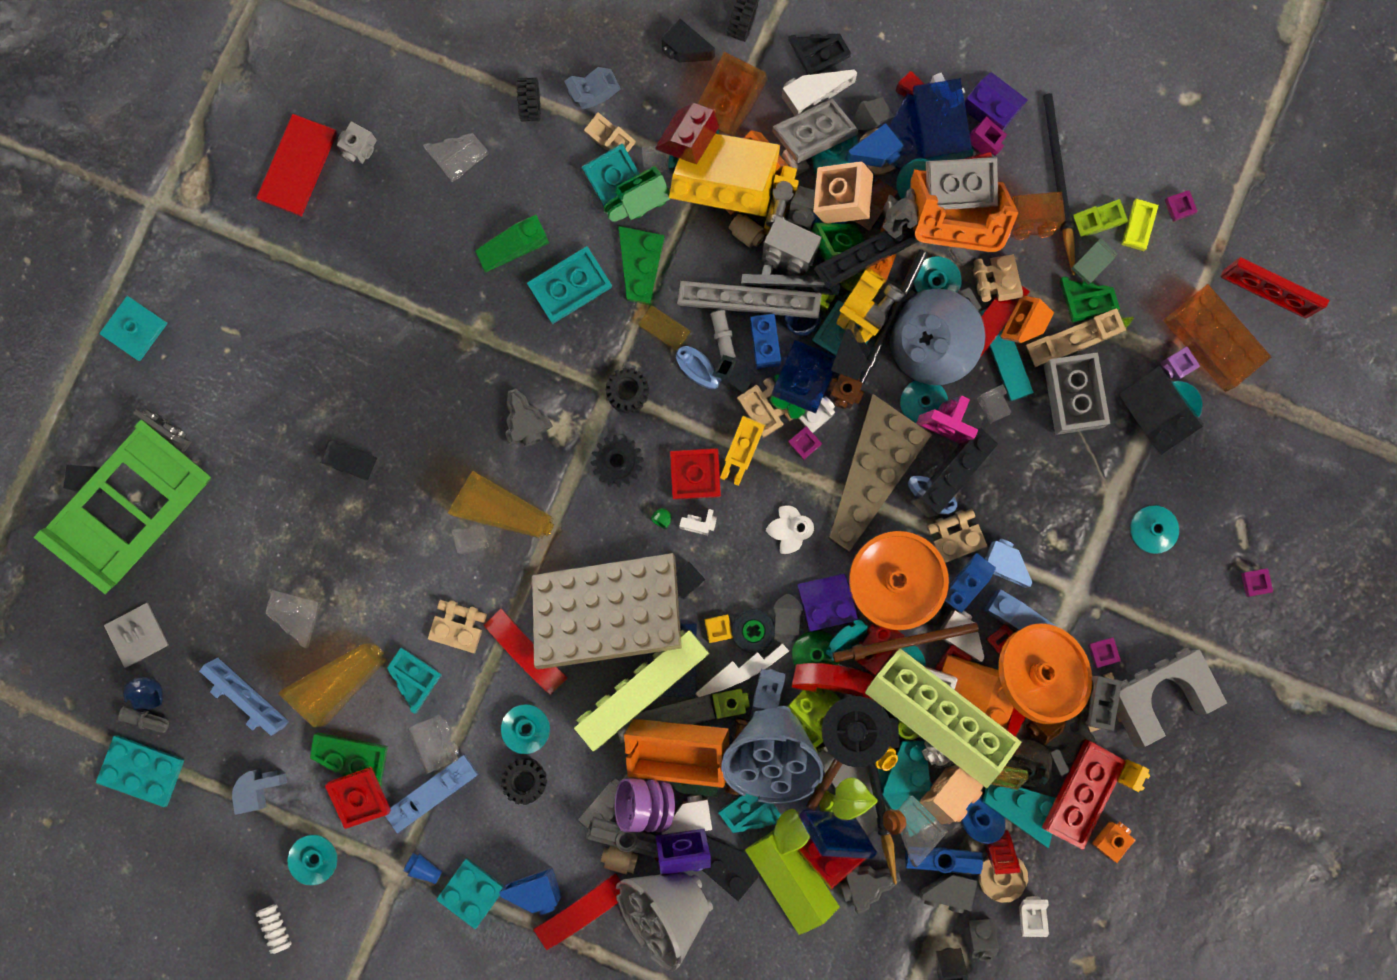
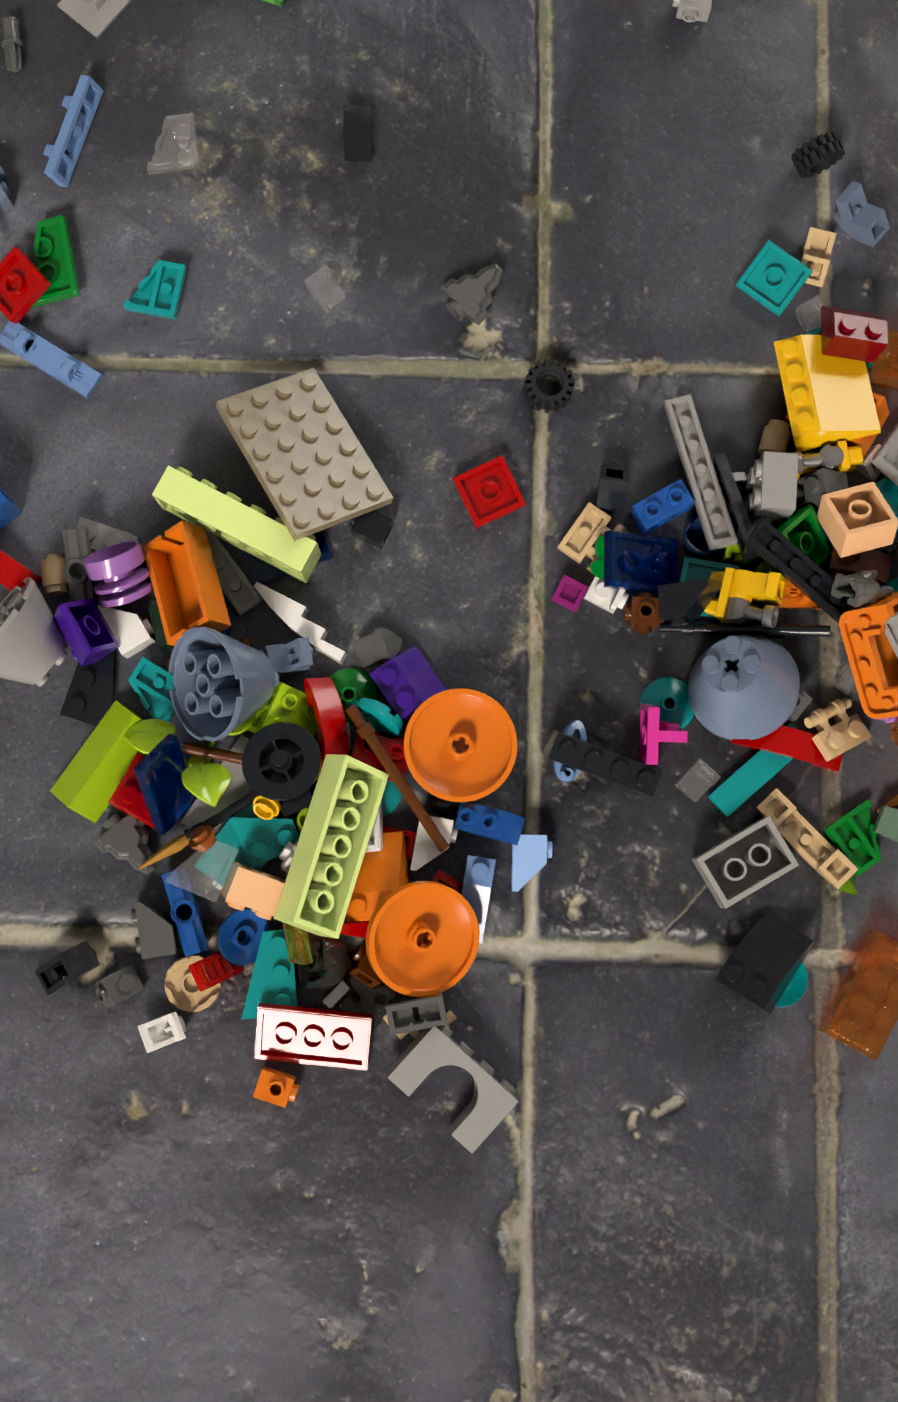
camera: 65 degrees right, 0 degrees up
(143, 693) = (38, 31): dark blue hair -> none
(330, 688) = (115, 211): clear yellow slope -> none
(433, 743) = (100, 338): clear bracket -> none
(454, 633) = (222, 318): tan plate -> none
(457, 154) = (726, 108): clear wing -> none
(495, 507) = (369, 297): clear yellow slope -> none
(512, 243) = (657, 205): green slope -> none
(513, 792) = (92, 430): black tyre -> none
(515, 737) = (149, 412): teal dish -> none
(522, 651) = (234, 380): red slope -> none
(569, 285) = (636, 281): teal plate -> none
(608, 452) = (467, 391): black gear -> none
(638, 196) = (762, 311): hinge -> none
(641, 262) = (693, 345): green wing -> none
(661, 518) = (428, 476): green hinge -> none
(664, 328) = (632, 398): clear yellow tile -> none
(694, 524) = (435, 511): white bracket -> none
(696, 367) = (604, 447): medium blue arm -> none
(718, 628) = (335, 582): yellow tile -> none
(720, 702) = (255, 613): lime brick -> none
(722, 334) = (651, 461): light grey pin -> none
(743, 447) = (537, 529): yellow hinge -> none
(750, 618) = (359, 611): black bush -> none
(787, 529) = (469, 611): white plate -> none
(880, 460) = (587, 682): dark tan wing -> none
(940, 269) = (819, 657): teal dish -> none
(961, 542) = (530, 801): tan plate -> none
(1027, 320) = (803, 778): orange slope -> none
(1104, 652) = (474, 1001): magenta plate -> none
(1133, 775) = (354, 1082): yellow tile -> none
(1143, 529) = (617, 1005): teal dish -> none
(1180, 364) = (825, 965): medium lavender bracket -> none
(1257, 582) = (619, 1141): magenta plate -> none

